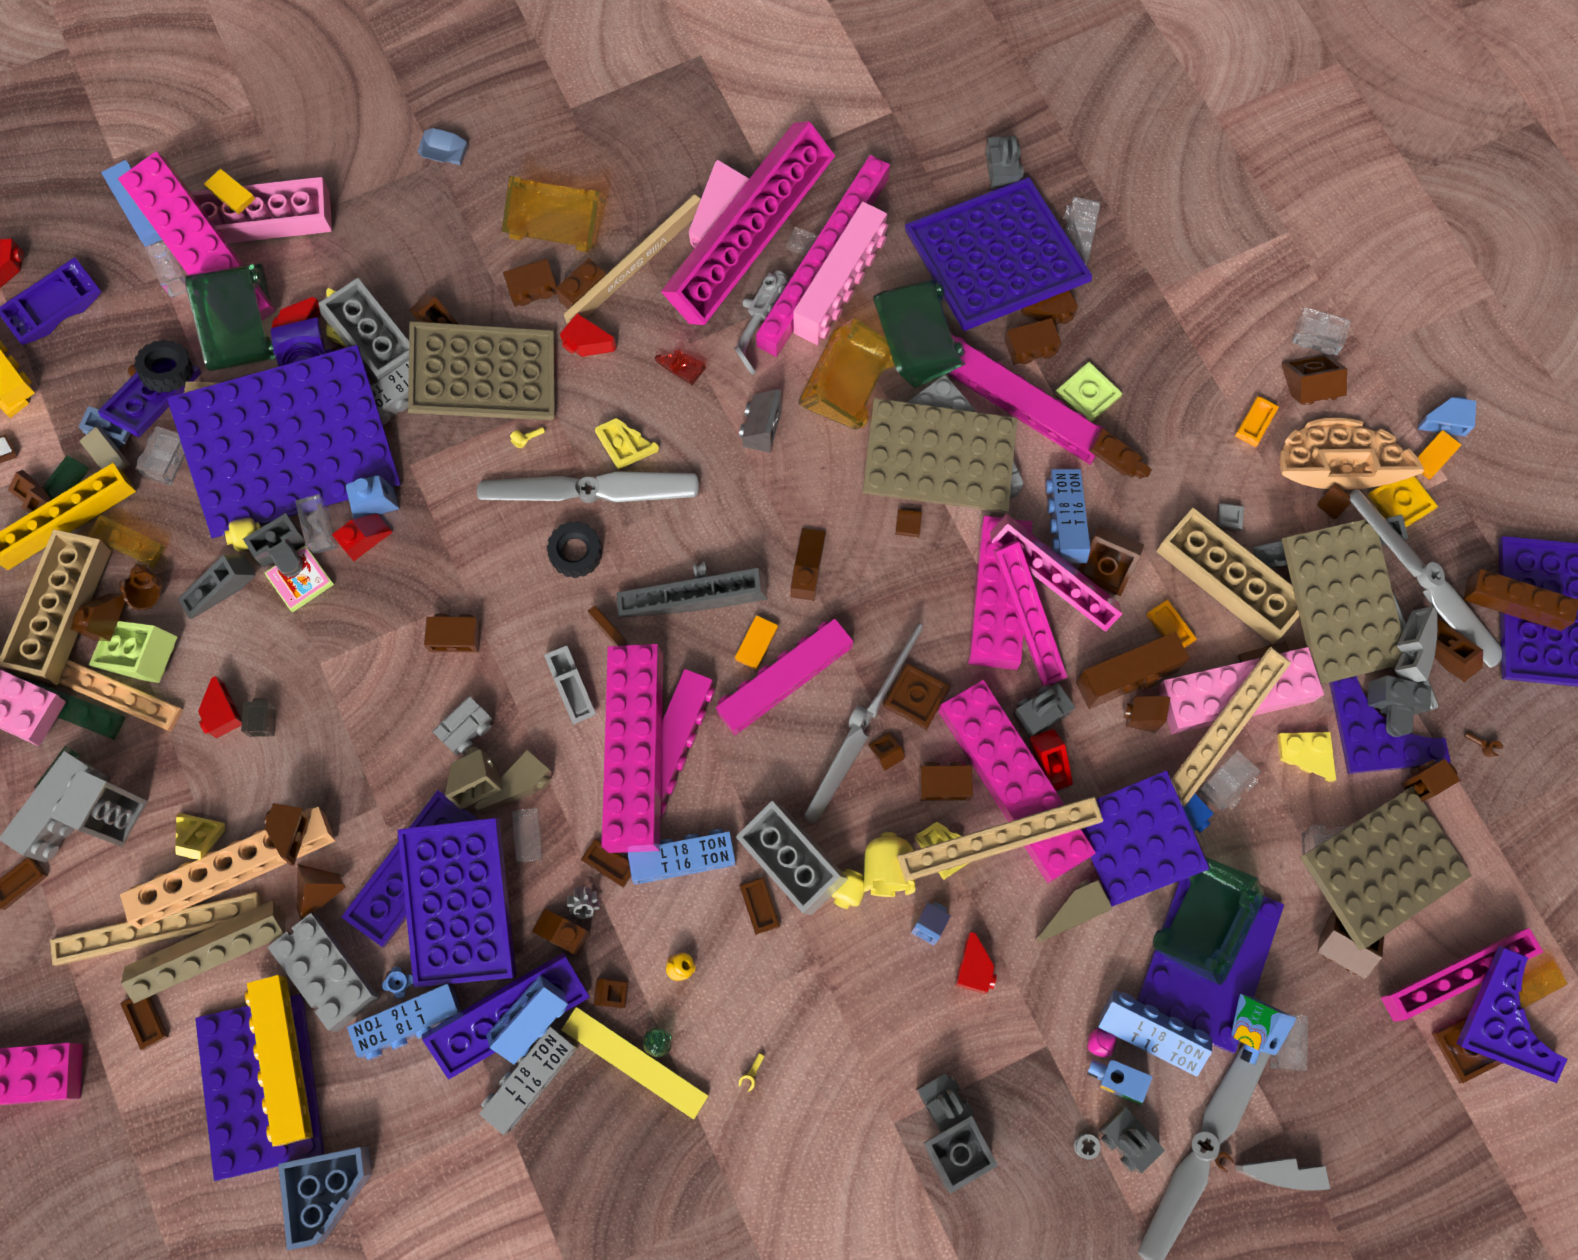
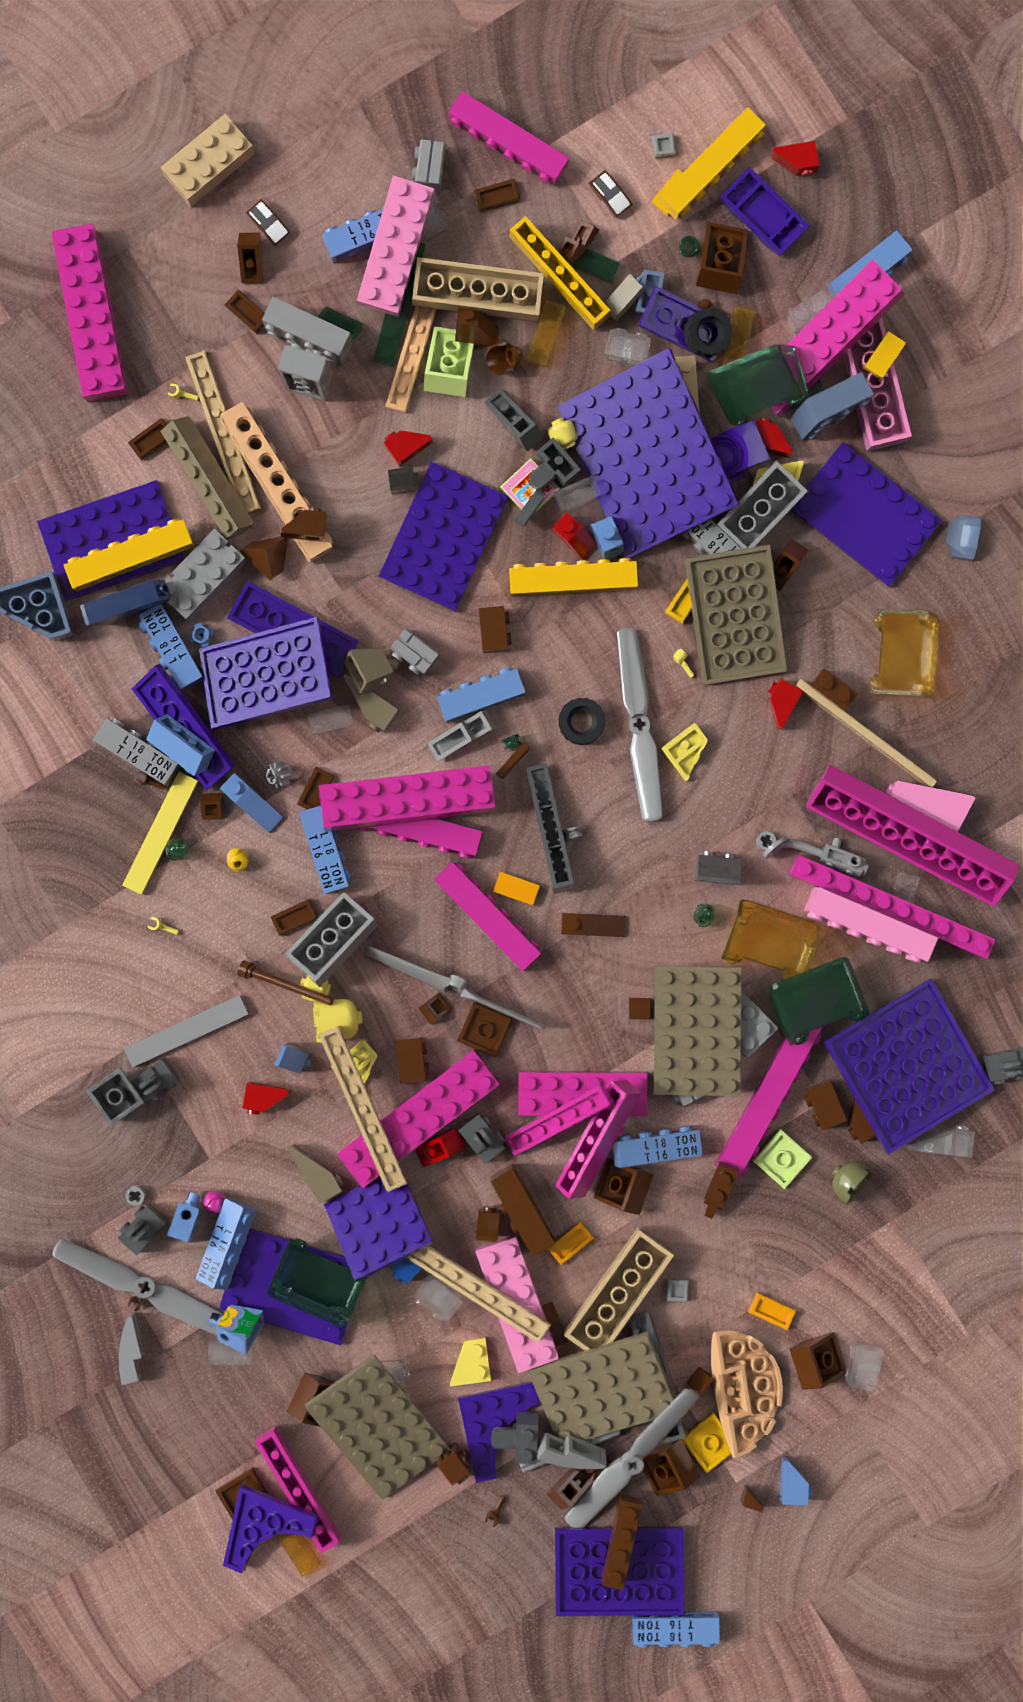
camera: 85 degrees right, 15 degrees up
(72, 388) = (684, 252): none -> clear green bush
(89, 348) = (722, 258): none -> reddish brown slope
(96, 977) = (179, 393): none -> light yellow hand
(187, 339) = (742, 323): none -> clear yellow plate
(196, 835) = (298, 450): light yellow wing -> none
(272, 249) = (831, 406): none -> sand blue brick
(319, 575) = (530, 507): none -> dark grey beam
(335, 681) = (443, 536): none -> dark purple plate
(337, 1069) = (125, 603): none -> dark blue slope
(400, 238) = (865, 514): none -> dark purple plate
(410, 541) = (573, 578): none -> yellow brick
(459, 430) = (681, 604): none -> yellow tile
(526, 656) = (480, 695): none -> medium blue brick
(530, 282) = (832, 643): reddish brown brick -> none
(561, 932) = (254, 758): reddish brown slope -> none
(568, 1069) = (147, 780): none -> reddish brown hand
(586, 628) = (511, 742): none -> clear green bush
(612, 942) = (251, 802): none -> medium blue slope
(682, 366) = (767, 792): clear red slope -> none
(738, 379) = (772, 838): none -> light grey bush
(810, 442) = (704, 915): none -> clear green piece
(818, 969) = (247, 970): none -> reddish brown piece
(885, 1058) = (186, 1031): none -> light grey tile
(1117, 323) = (849, 1180): none -> olive cylinder
(1437, 453) = (757, 1472): light orange tile -> none
(1437, 540) = (670, 1468): none -> reddish brown slope
(1469, 463) = (750, 1501): none -> reddish brown slope

